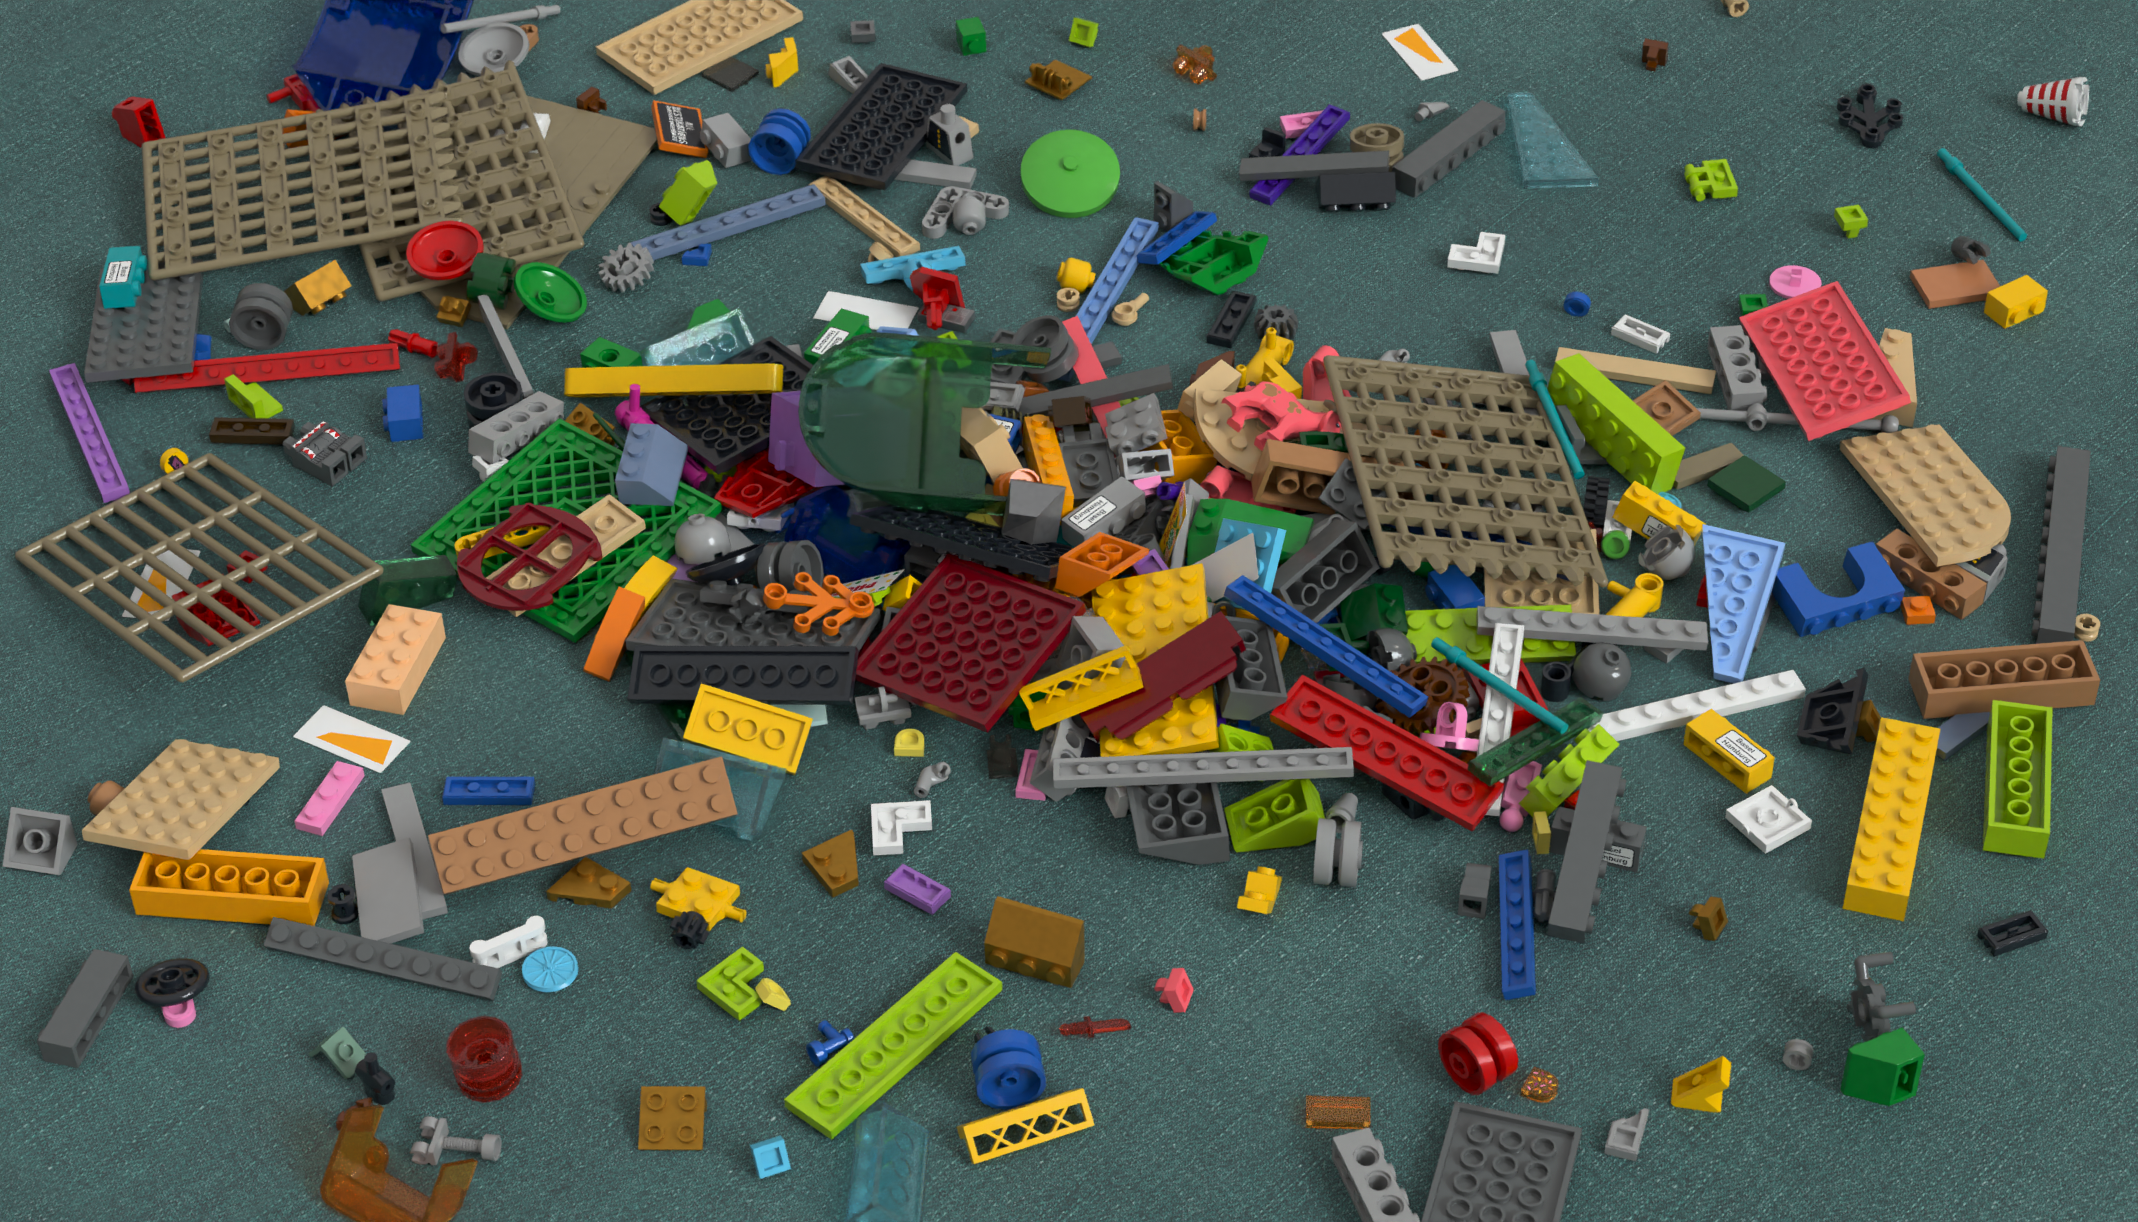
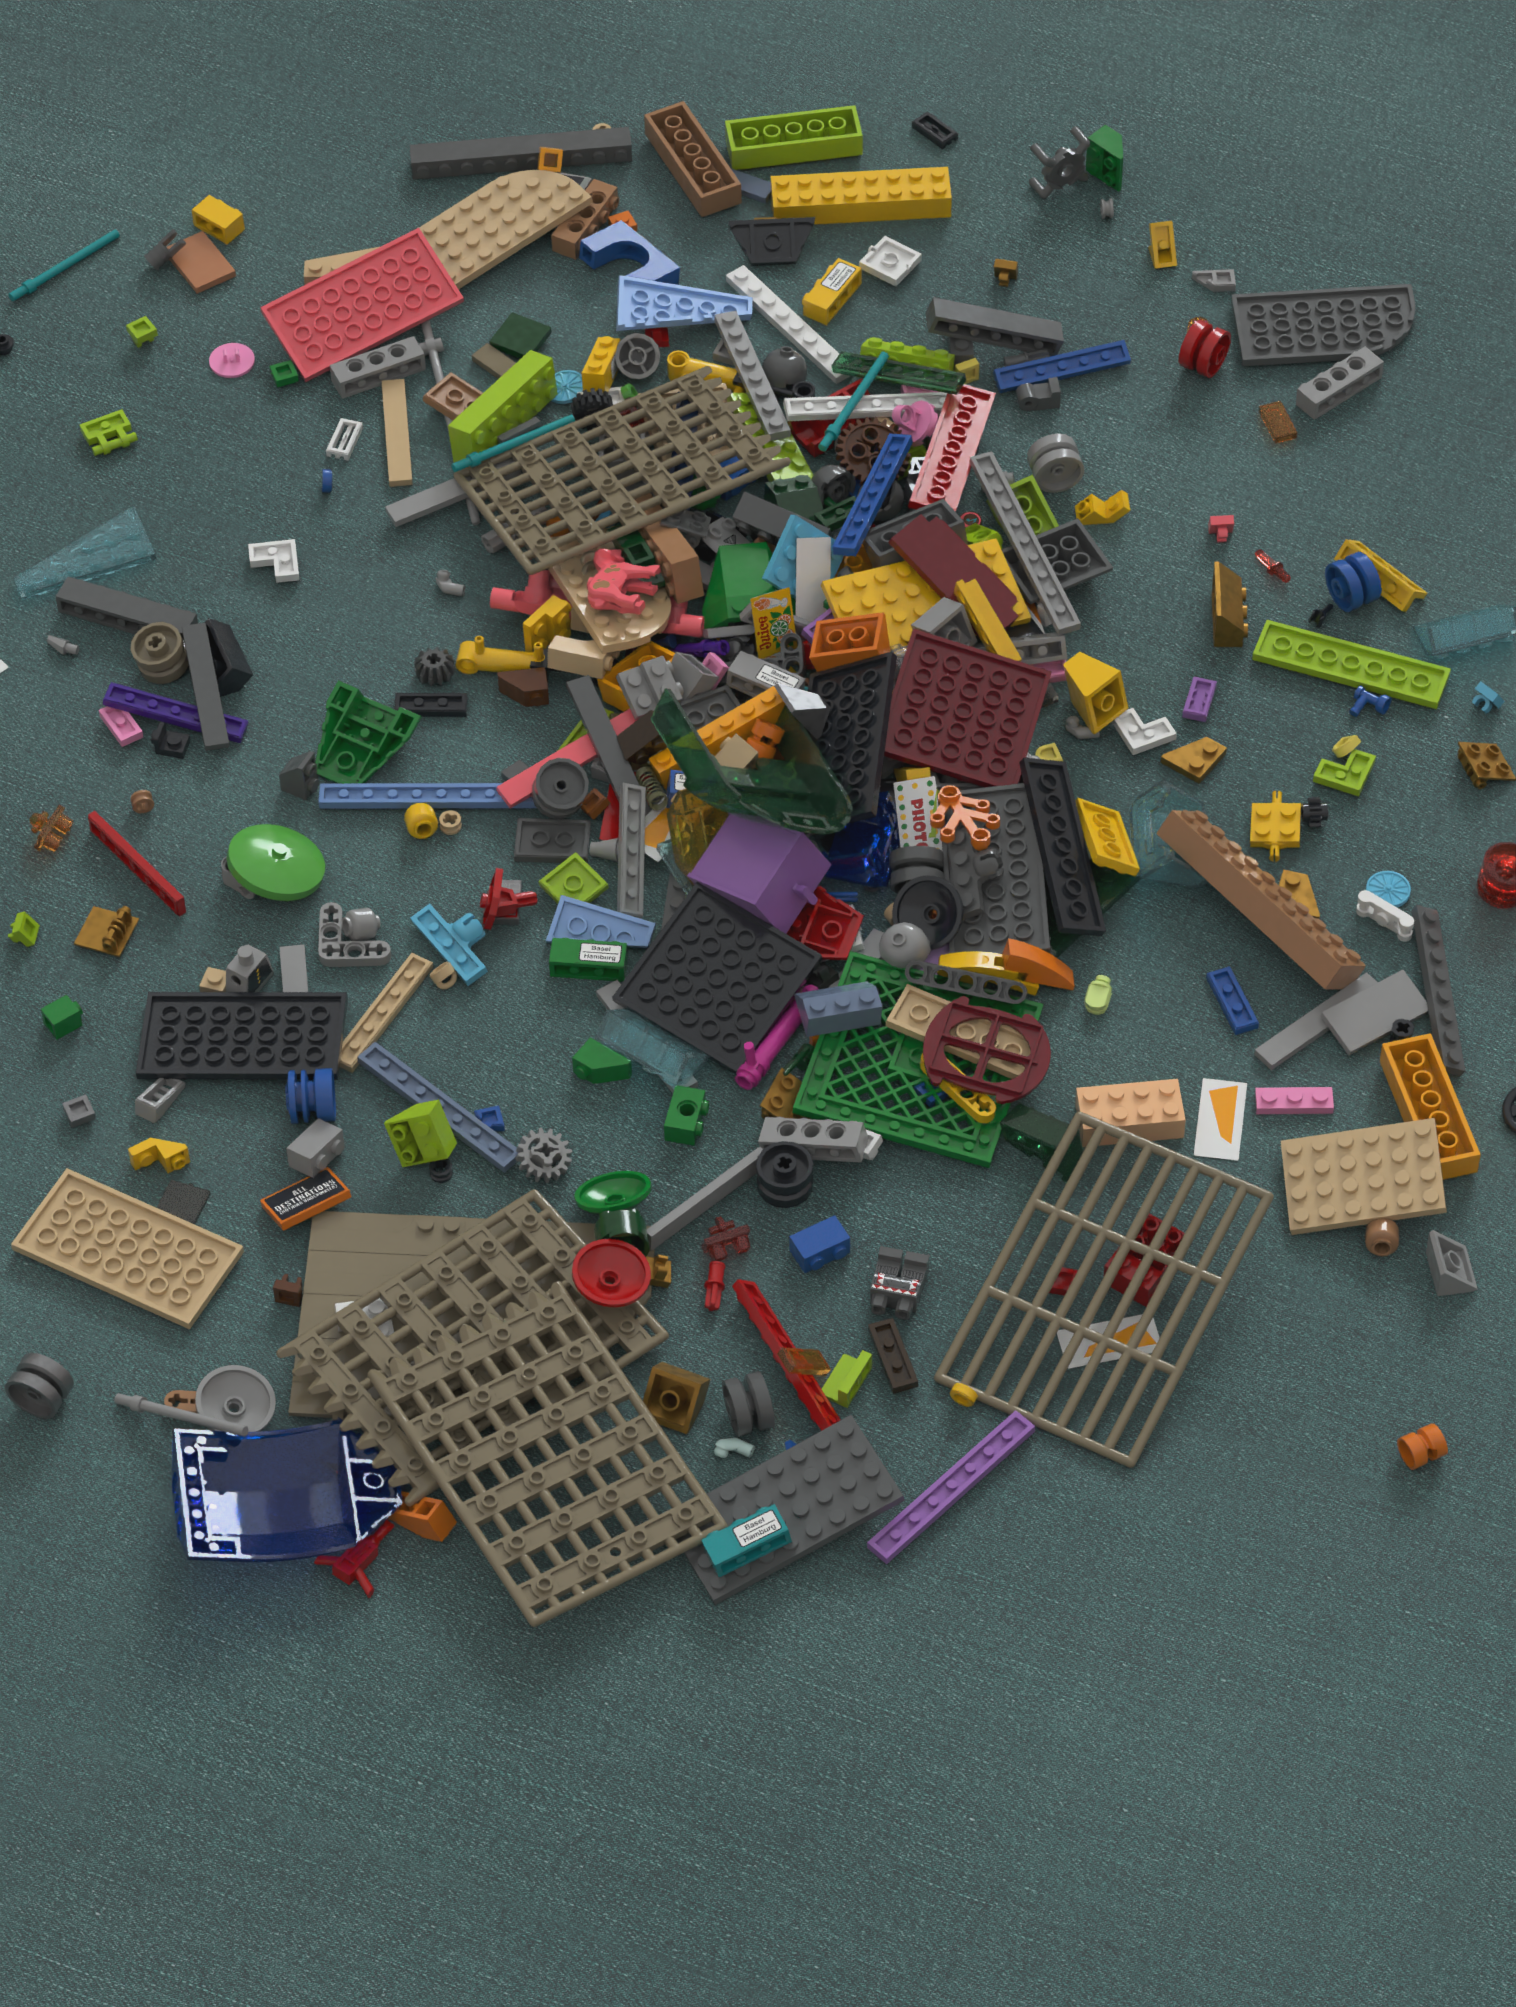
camera: 110 degrees left, 10 degrees up
(138, 120) = (471, 1677): red torso -> none
(282, 366) = (804, 1361): none -> clear orange tile
(561, 683) = (1098, 995): none -> yellowish green arm
(619, 564) = (954, 976): none -> dark grey beam
(674, 380) = (715, 1035): yellow beam -> none
(879, 312) = (521, 966): white sticker -> none
(957, 773) = (1095, 690): none -> yellow slope
(1124, 103) = (137, 863): none -> red tile
(1125, 313) = (453, 773): tan plate -> none
(1176, 237) = (345, 764): blue tile -> none
(2024, 547) = (550, 159): none -> light orange brick

